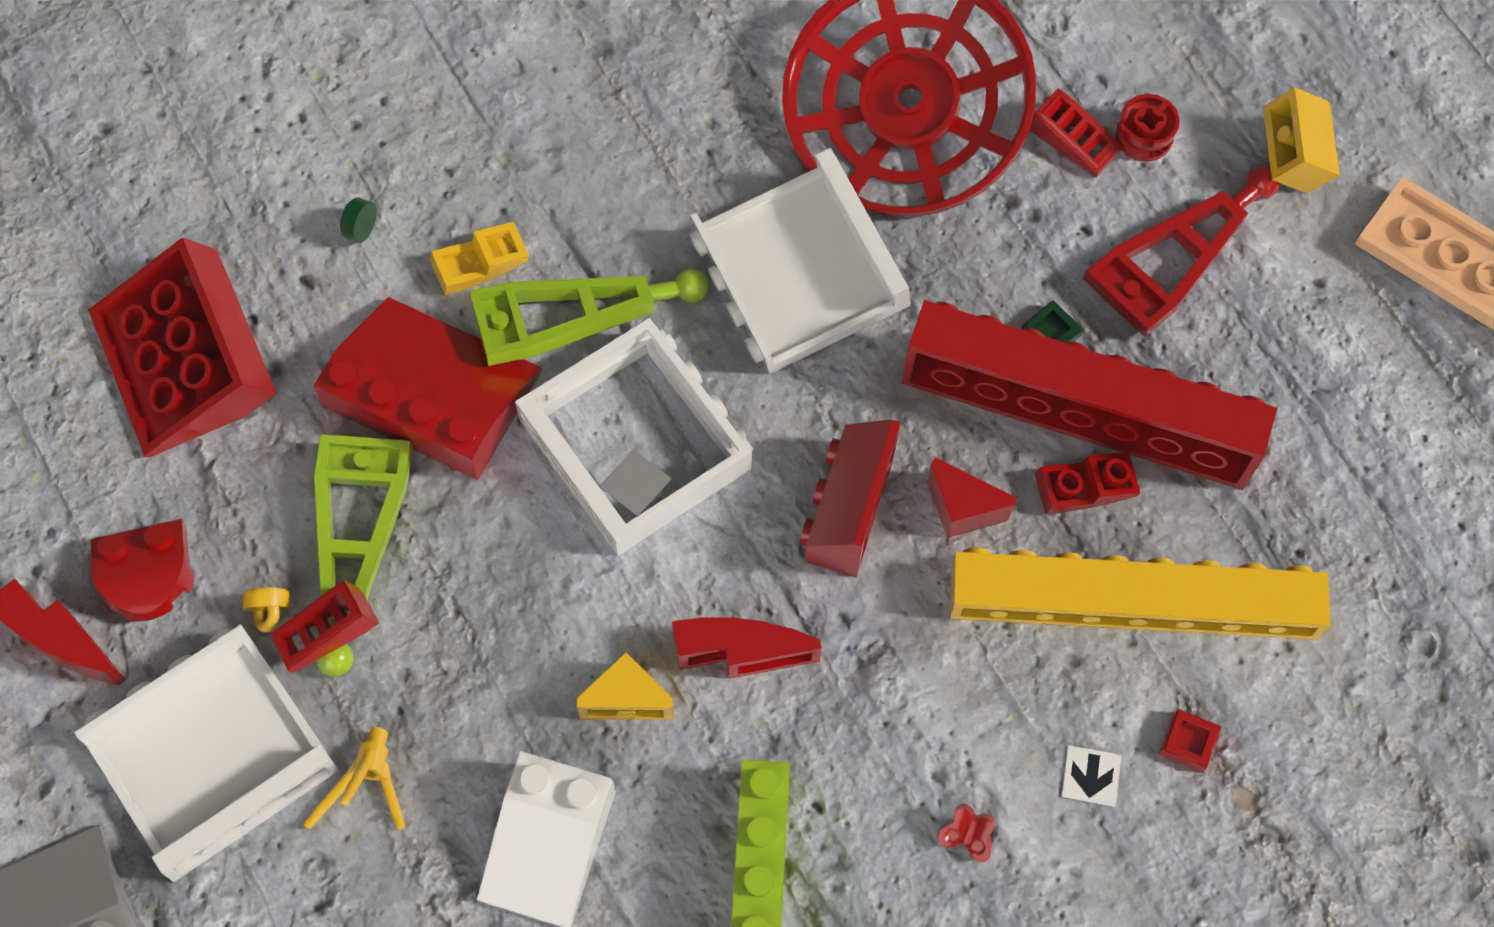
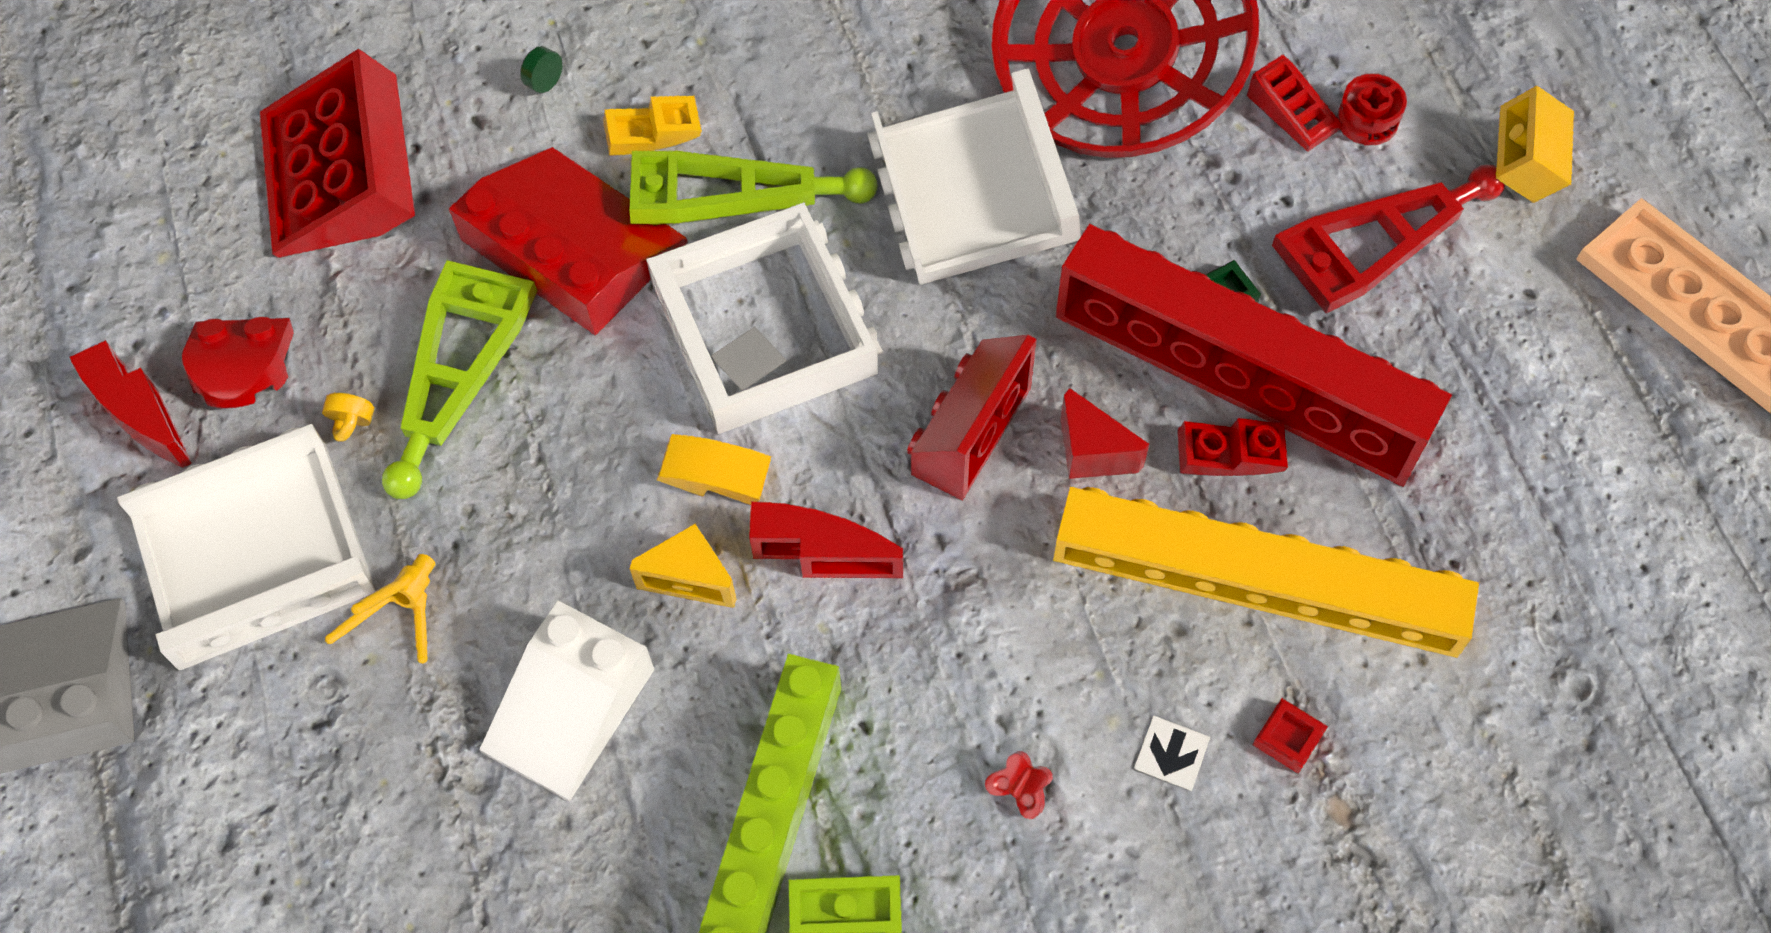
camera: 15 degrees right, 5 degrees down
(346, 629) = (426, 439): red slope -> none
(625, 590) = (715, 466): none -> yellow slope

